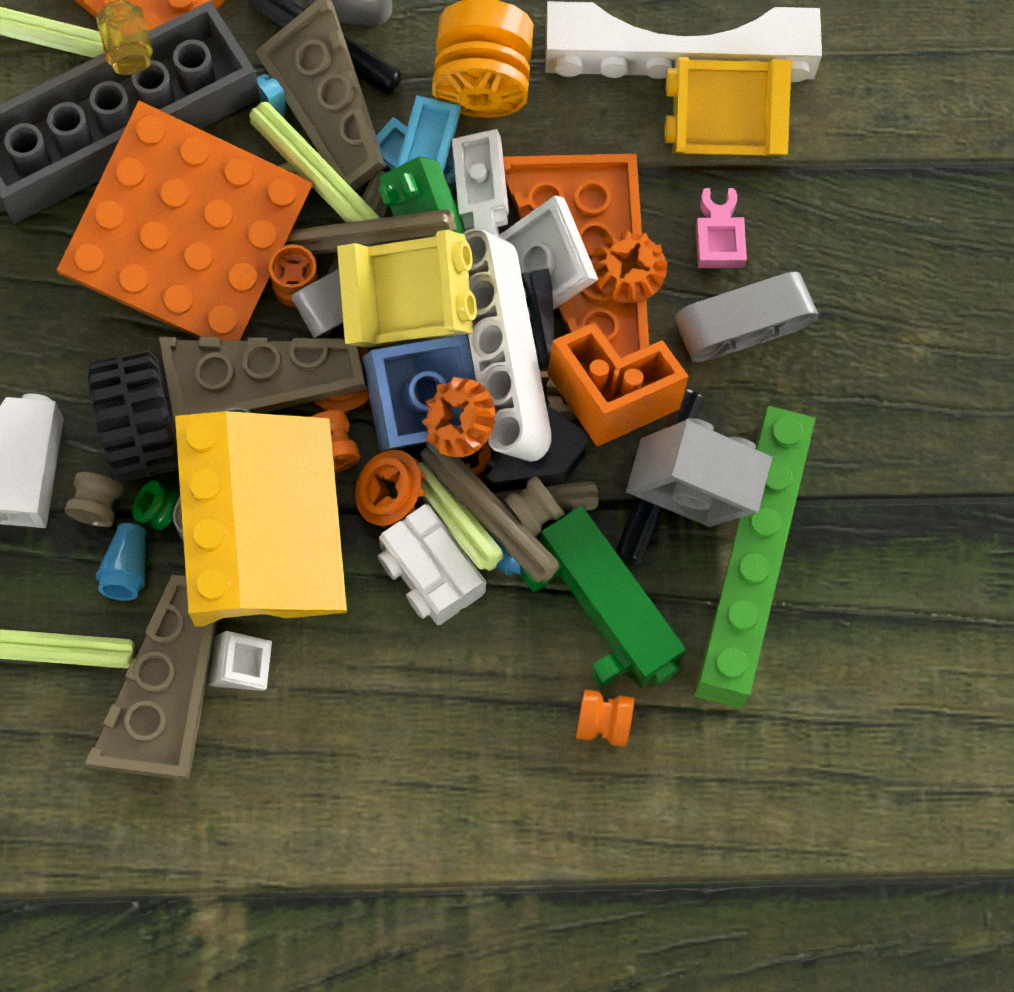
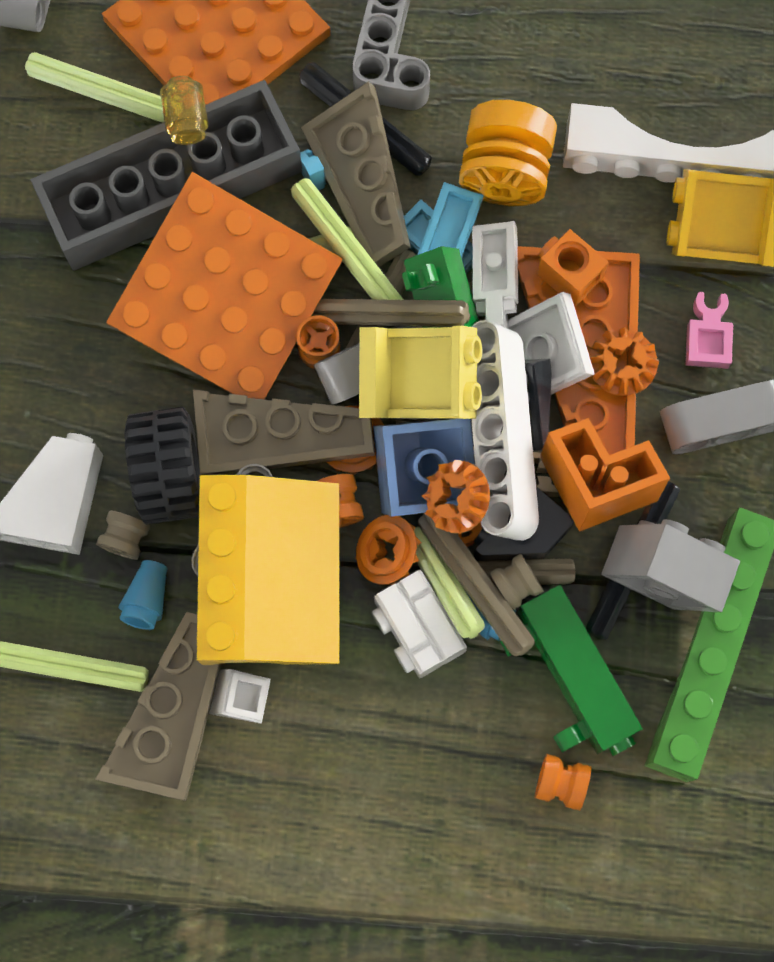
camera: 10 degrees right, 5 degrees up
(155, 505) = (177, 545): green bush -> none
(565, 152) = (579, 282): none -> orange brick

